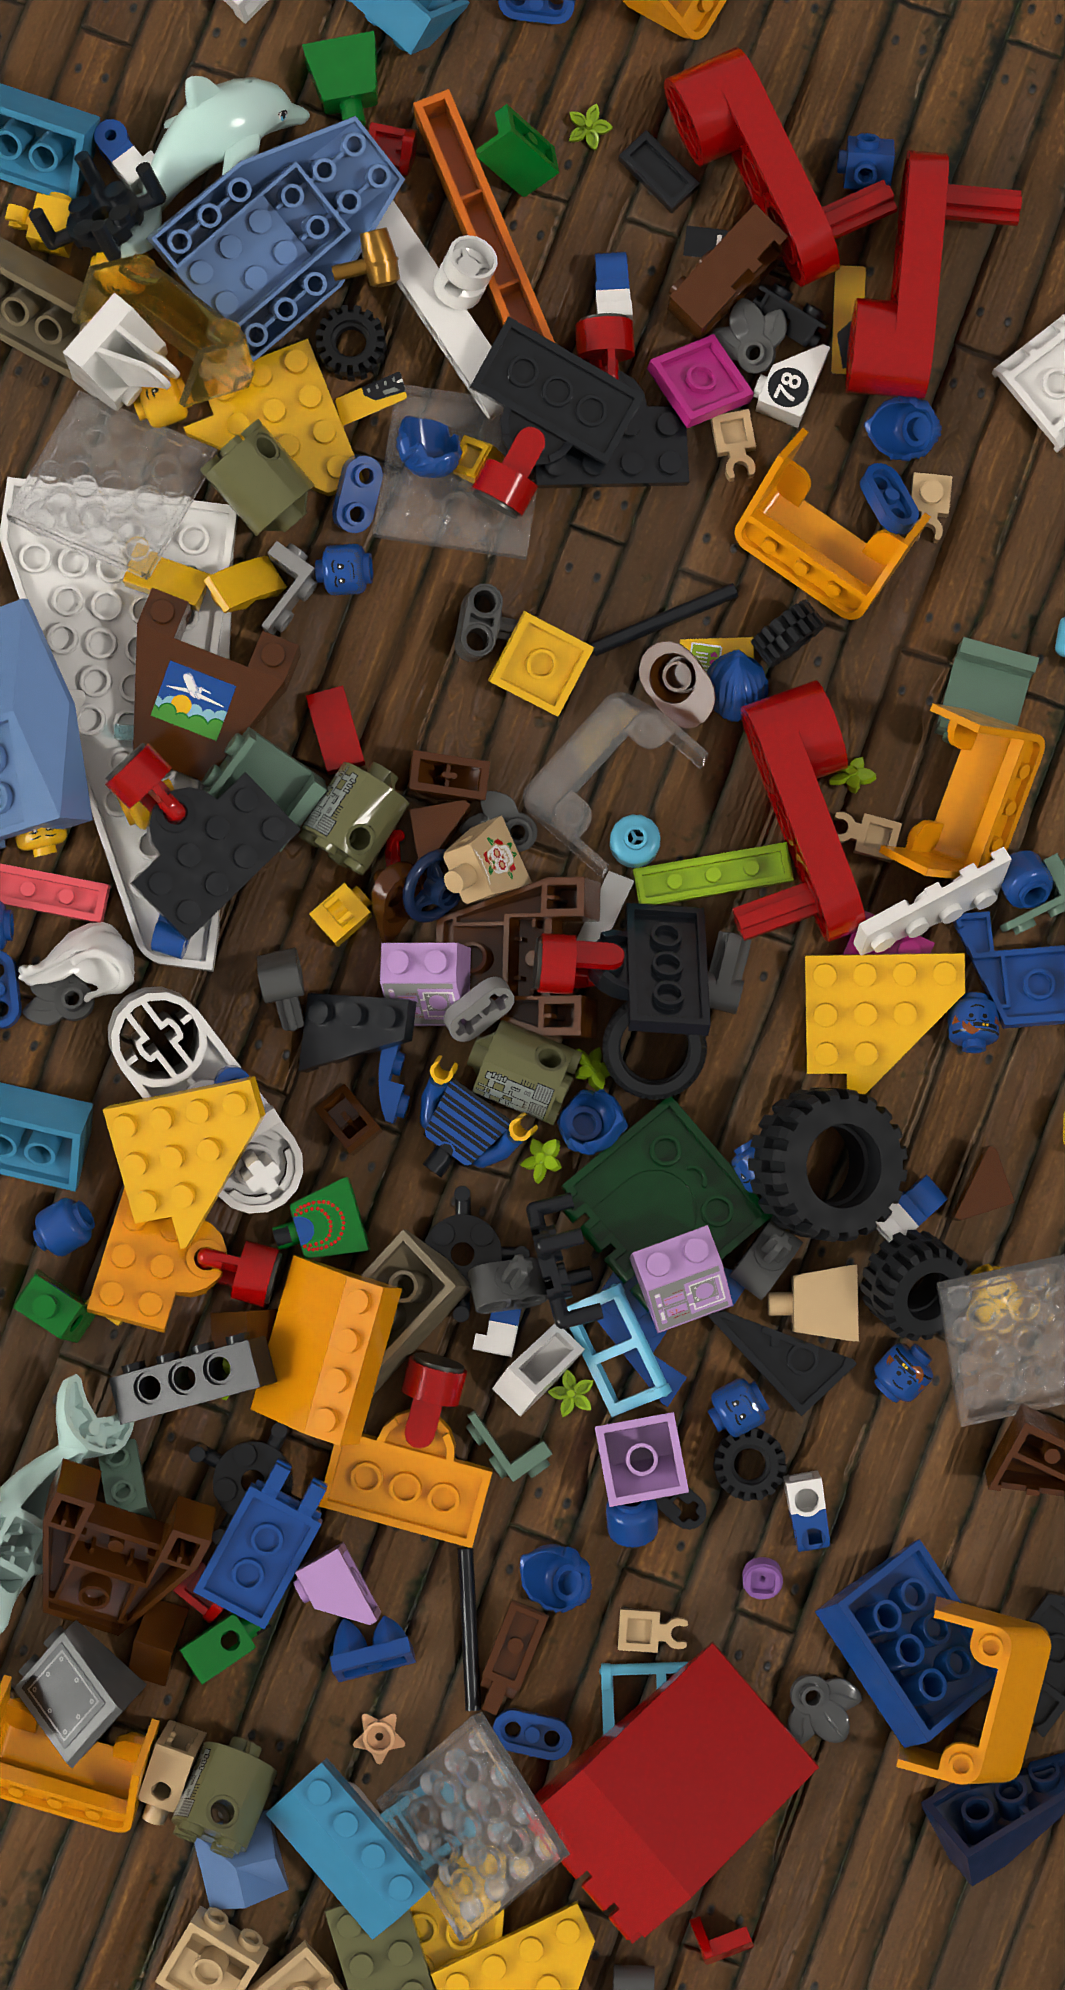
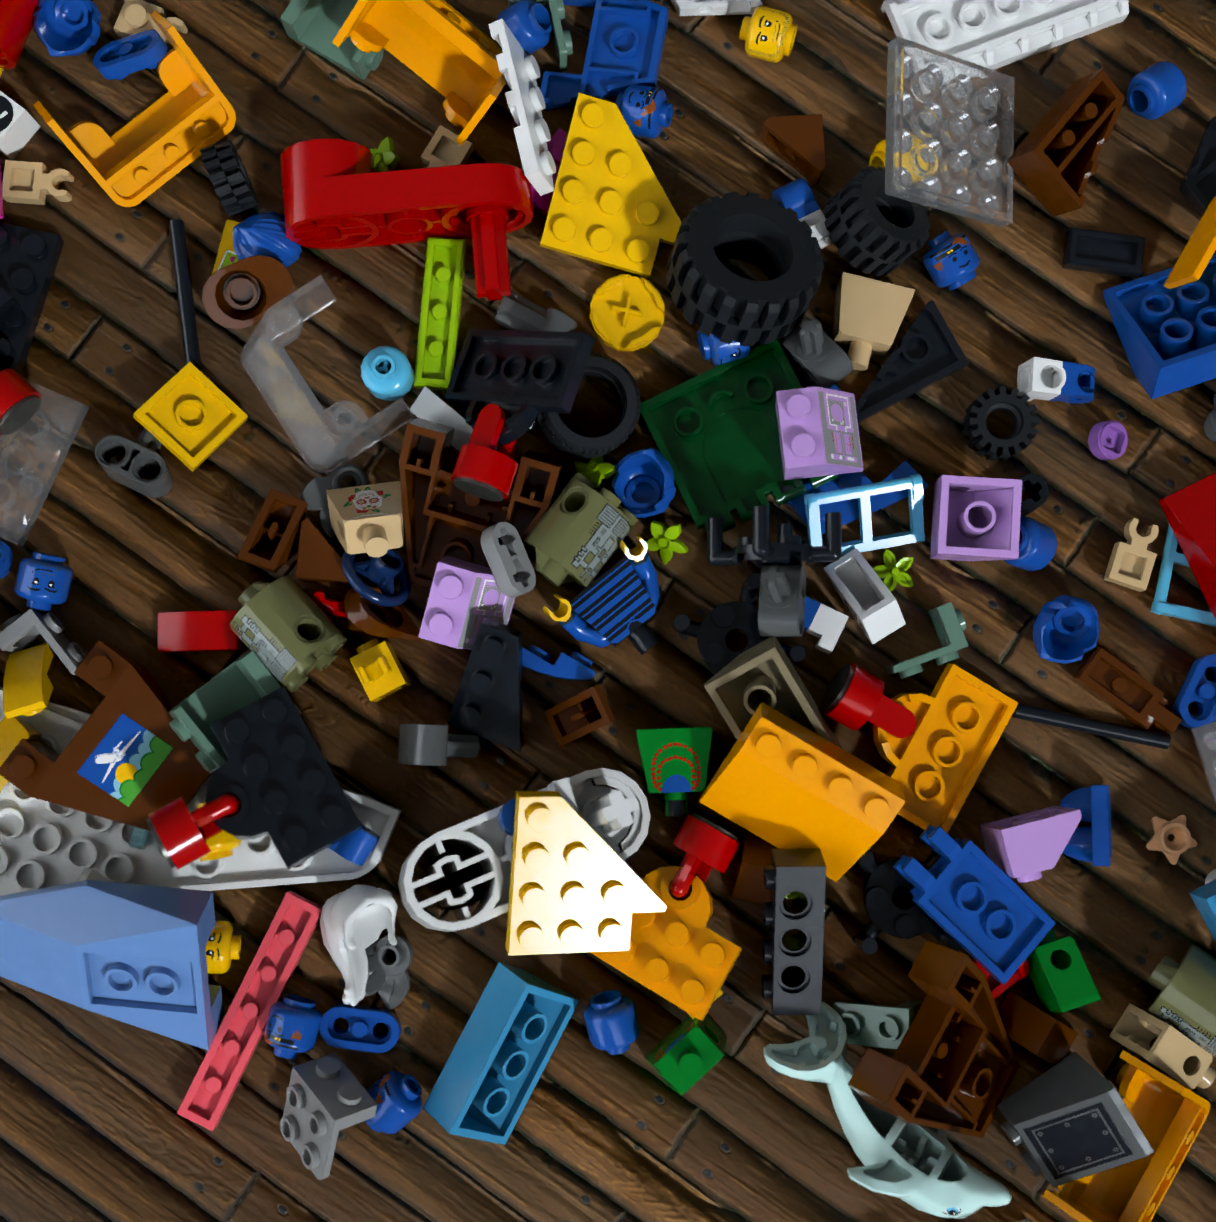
camera: 80 degrees left, 0 degrees up
(738, 1407) = (947, 418): blue head -> none
(764, 1060) = (627, 312): none -> yellow tile
(958, 1530) = (1104, 252): none -> black tile

